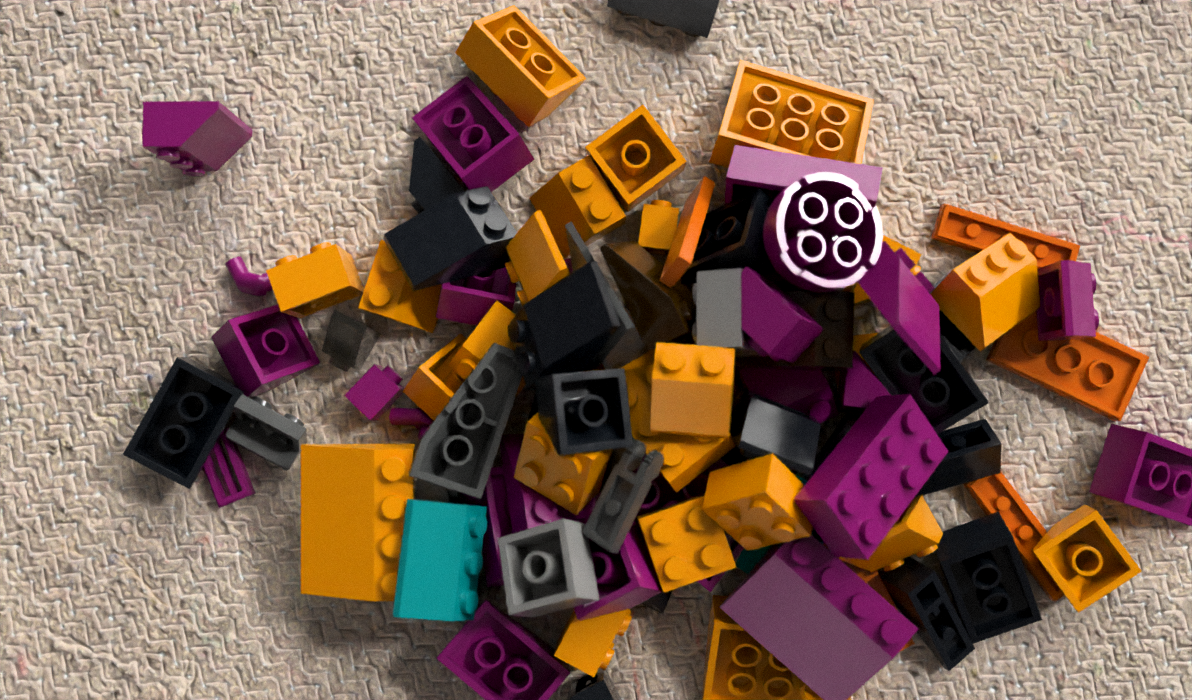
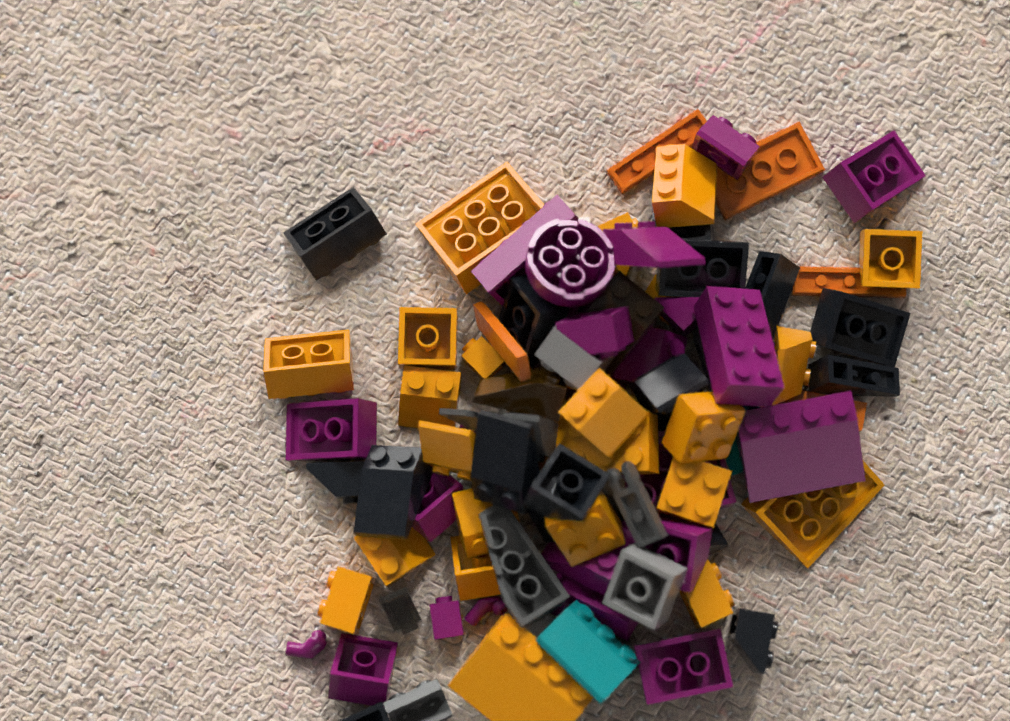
camera: 55 degrees left, 5 degrees down
(192, 134) = (193, 604): magenta slope -> none

